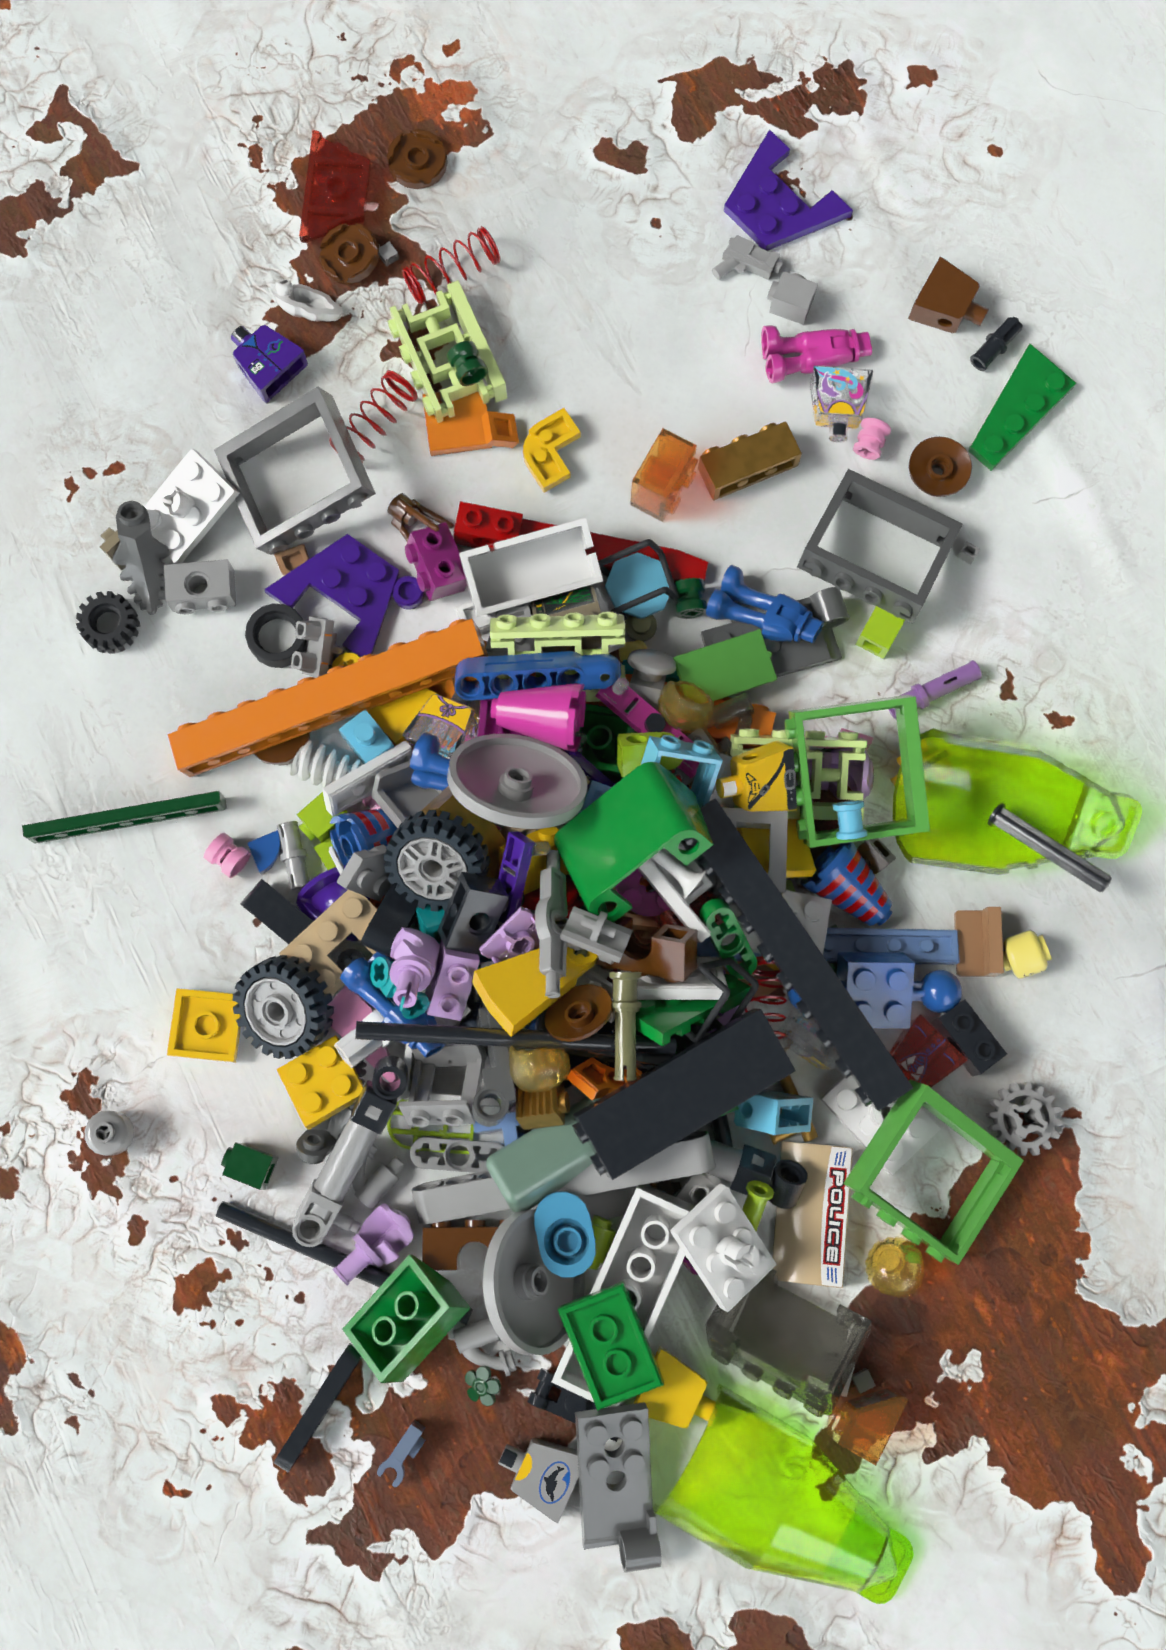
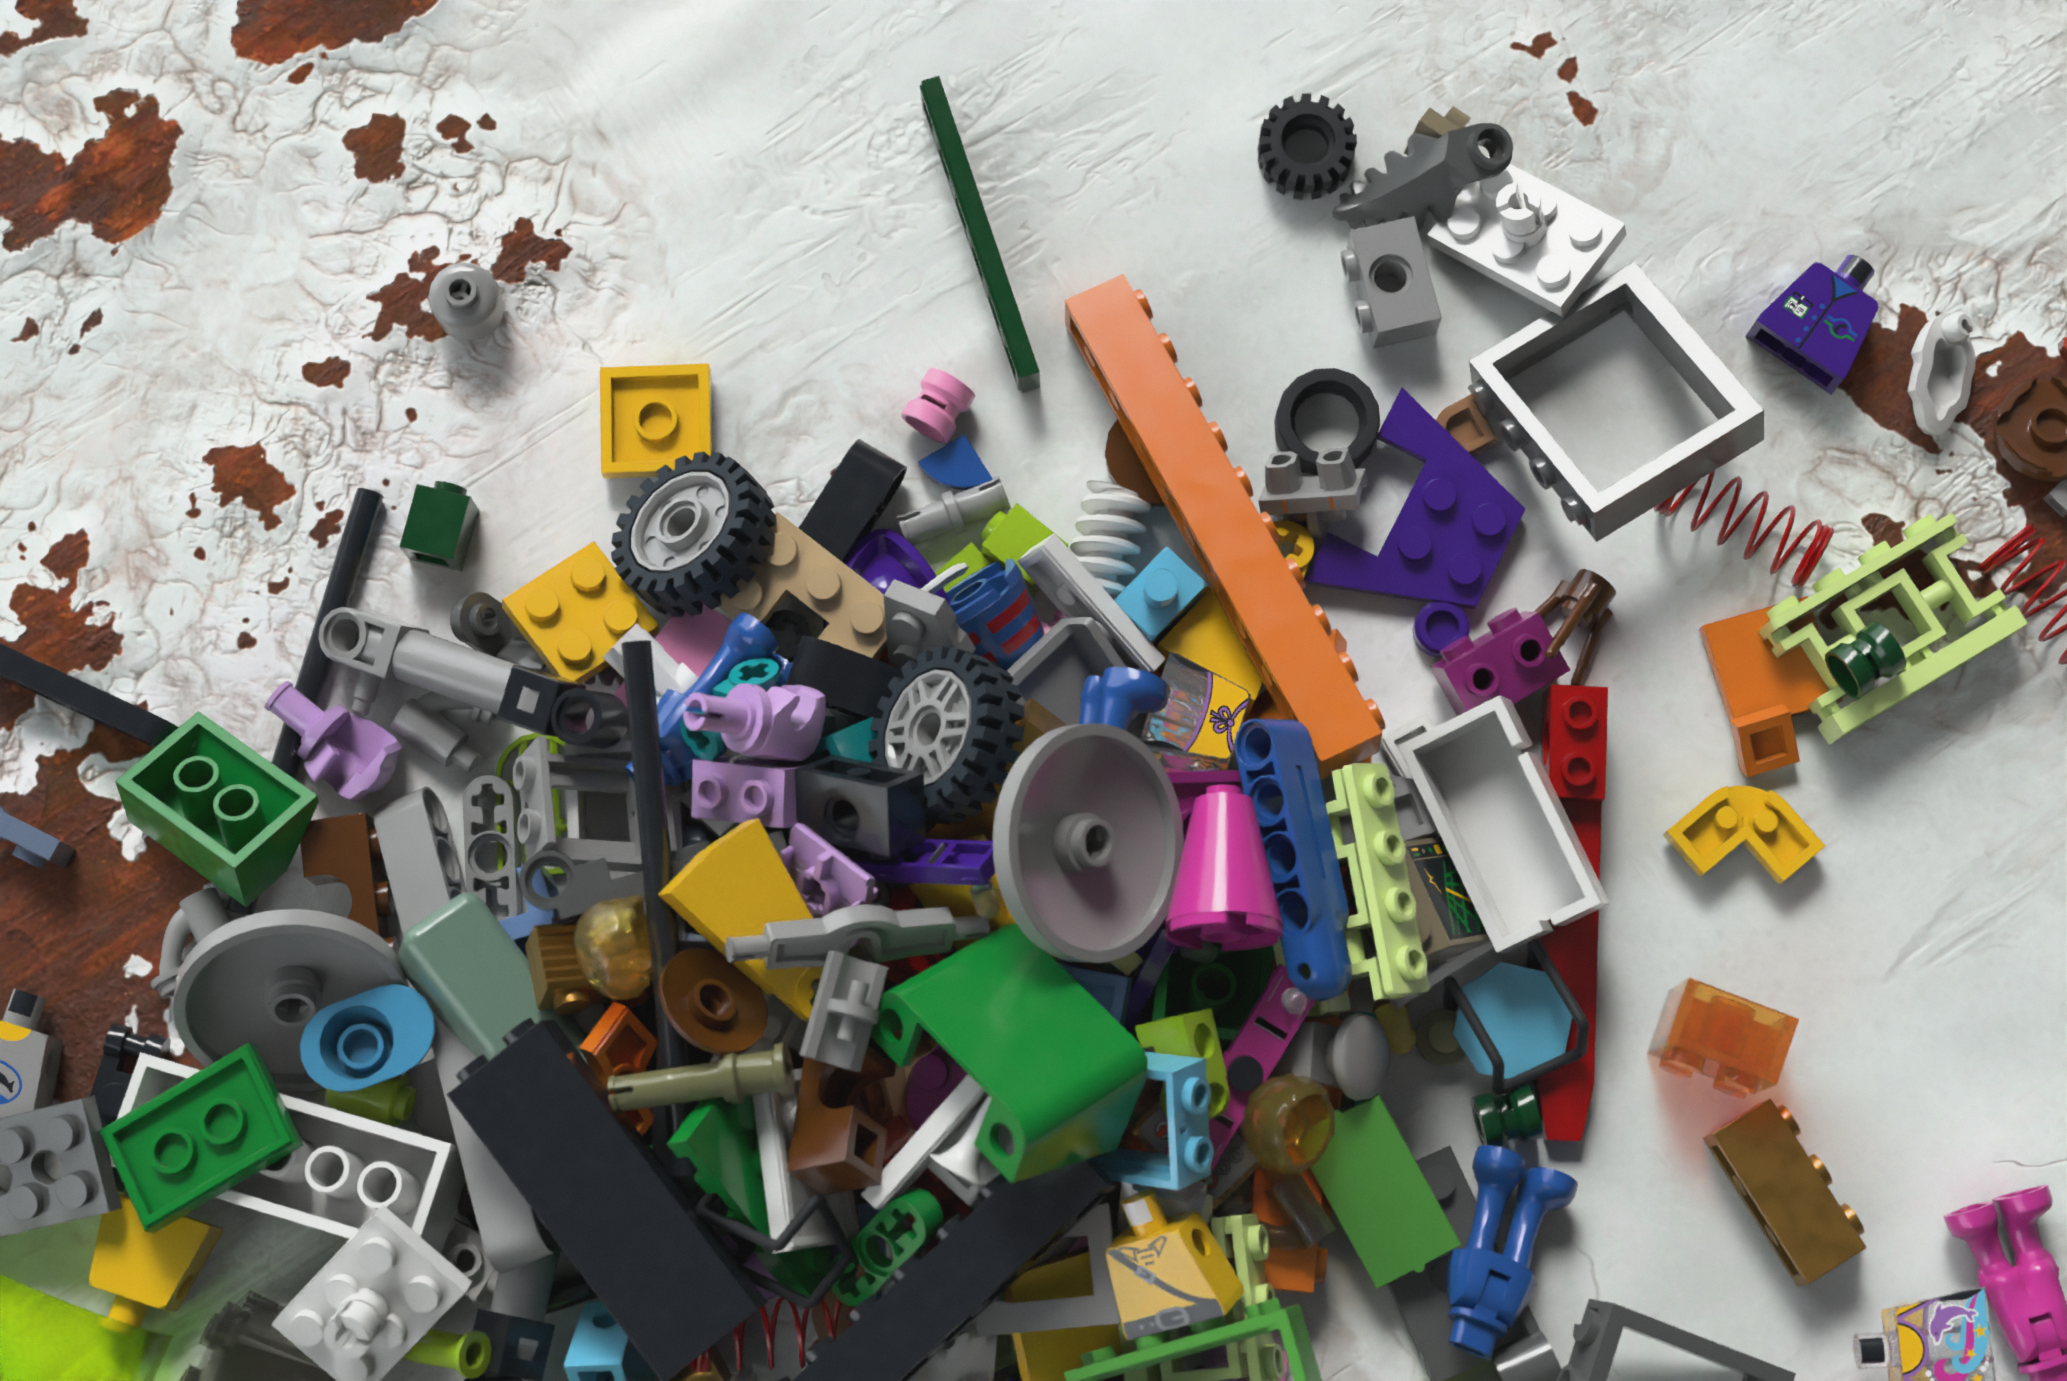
camera: 85 degrees right, 0 degrees up
(482, 1385) = (133, 947): plant -> none

